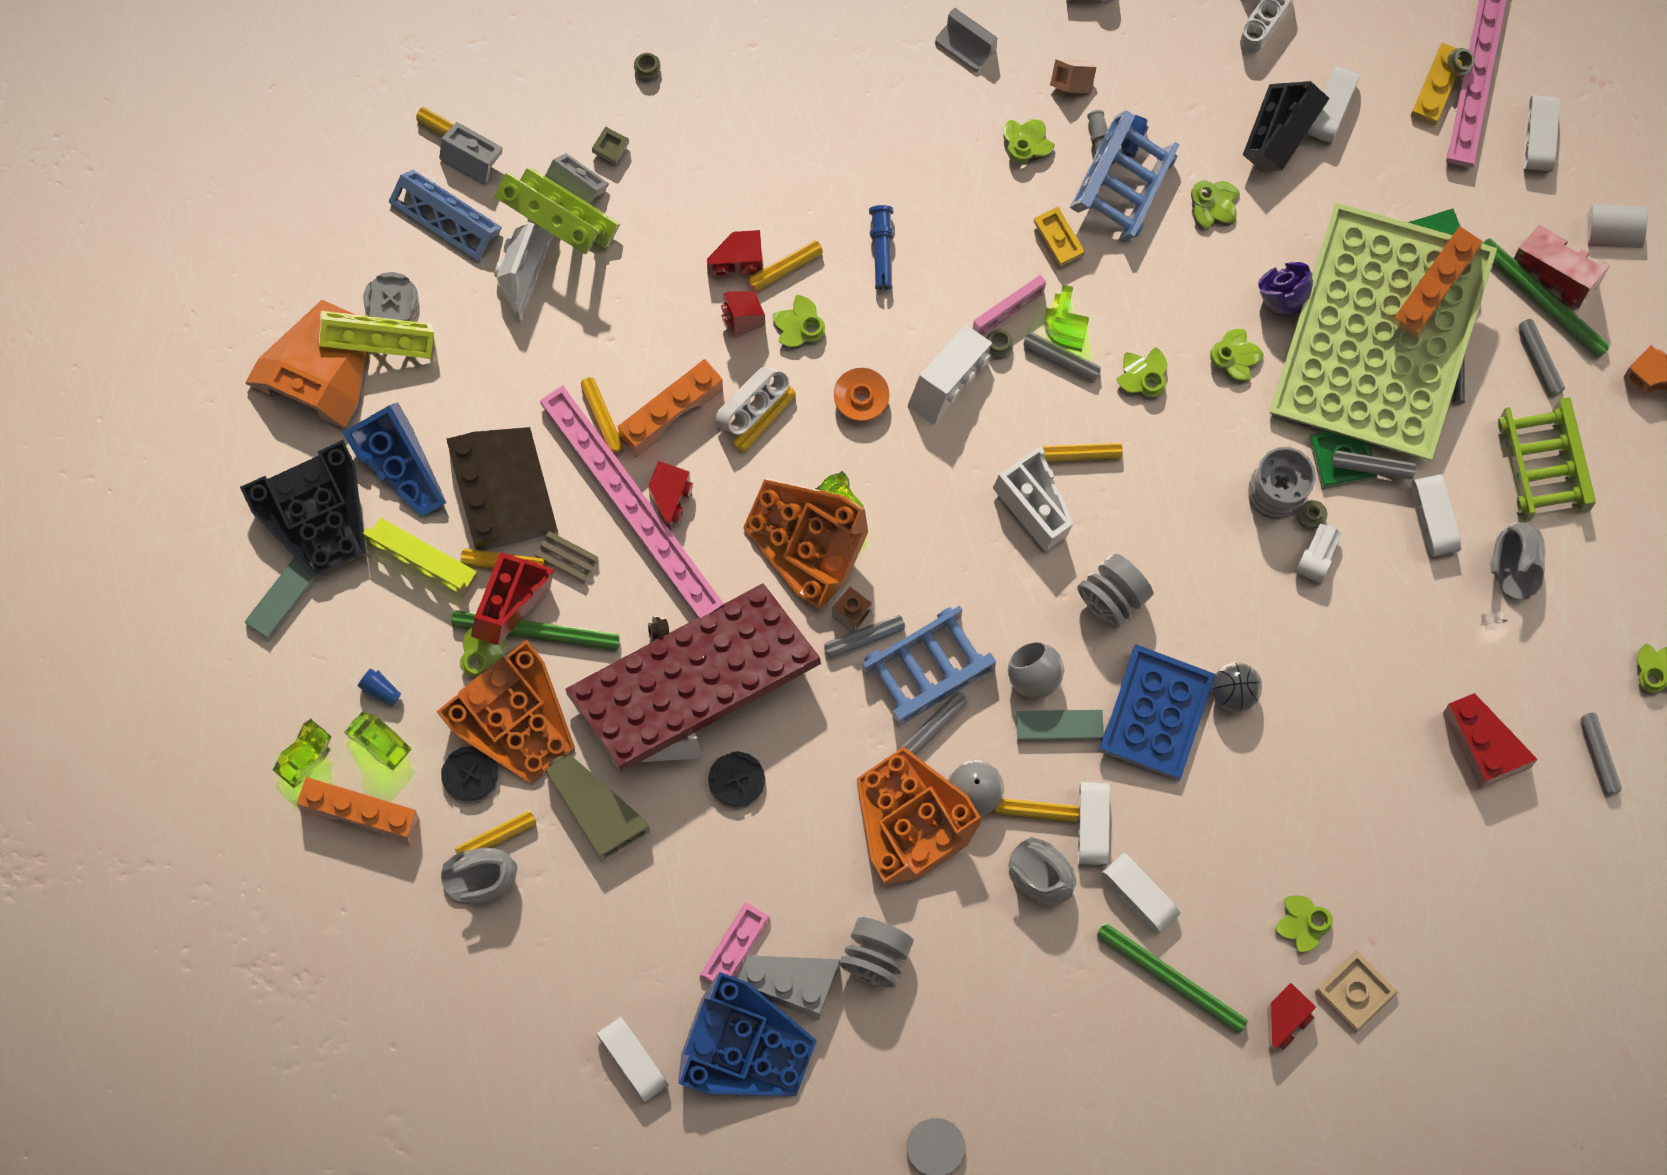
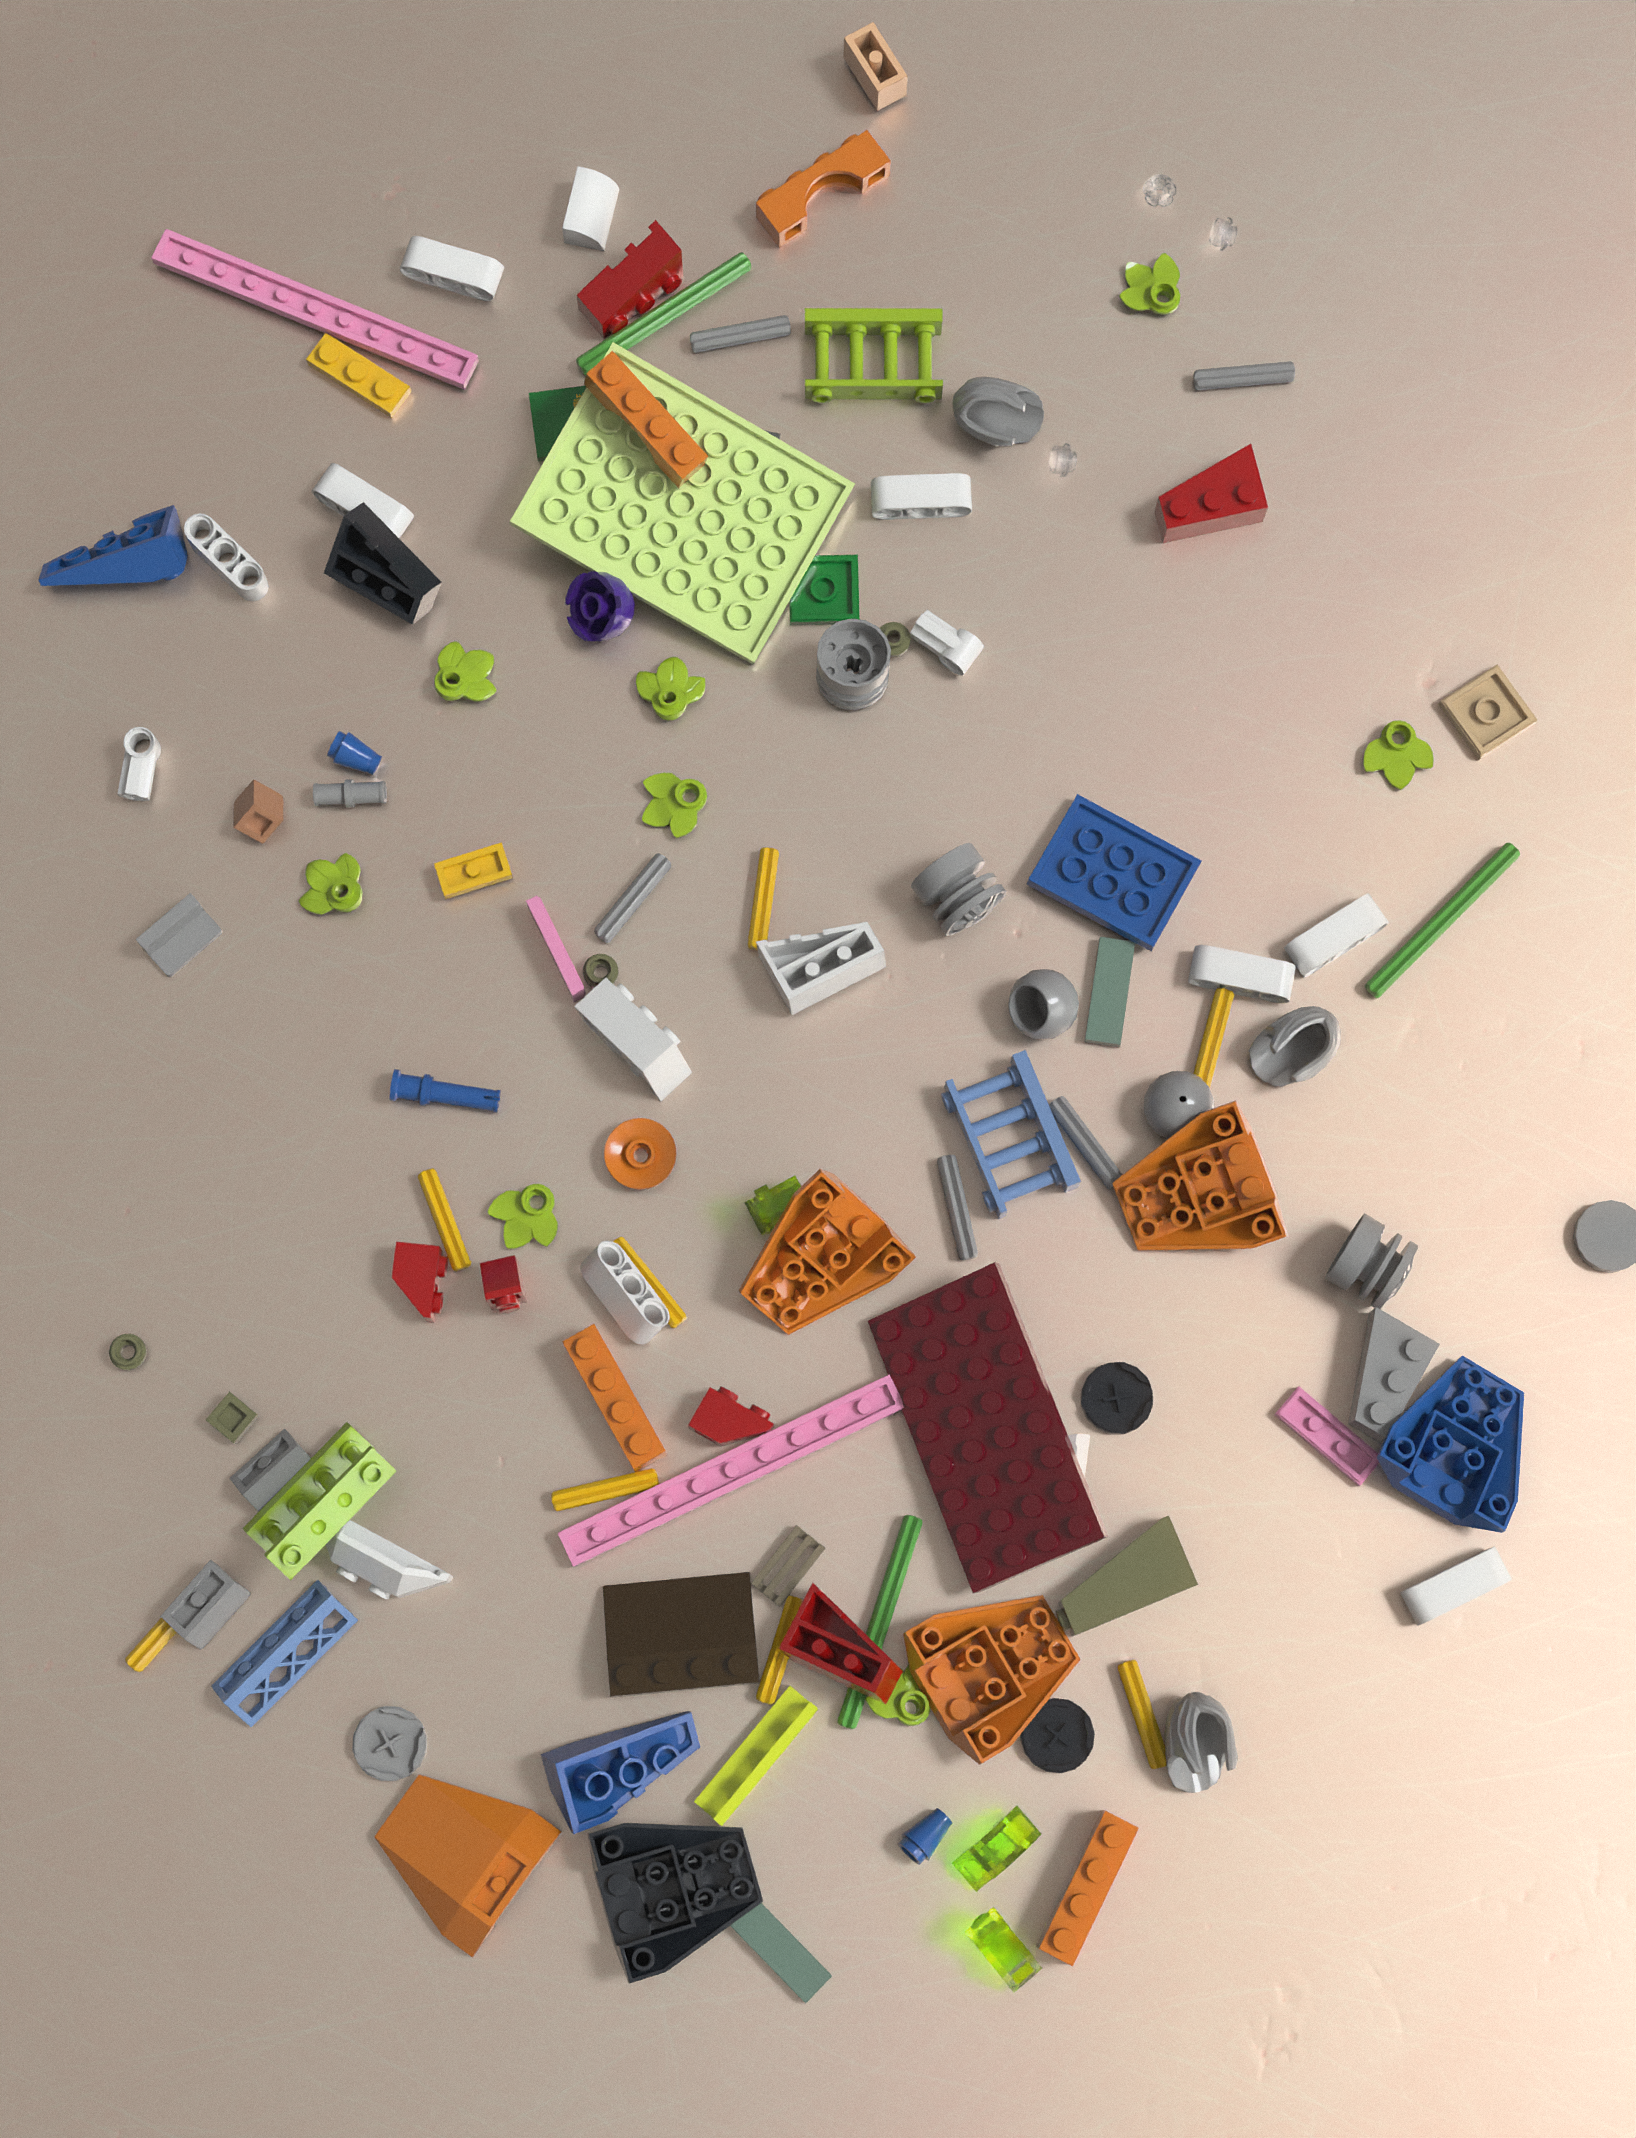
camera: 80 degrees left, 5 degrees up
(376, 335) = (444, 1770): neon yellow fence -> none
(658, 628) = (907, 1462): dark brown plate -> none
(851, 609) = (924, 1215): reddish brown brick -> none
(1064, 327) = (595, 890): clear neon green brick -> none
(1099, 175) = (393, 795): medium blue fence -> none
(1237, 687) = (1101, 770): dark grey piece -> none
(1285, 1015) = (1510, 796): red slope -> none
(1374, 465) = (846, 554): light grey axle -> none
(1466, 58) = (341, 338): olive plate -> none

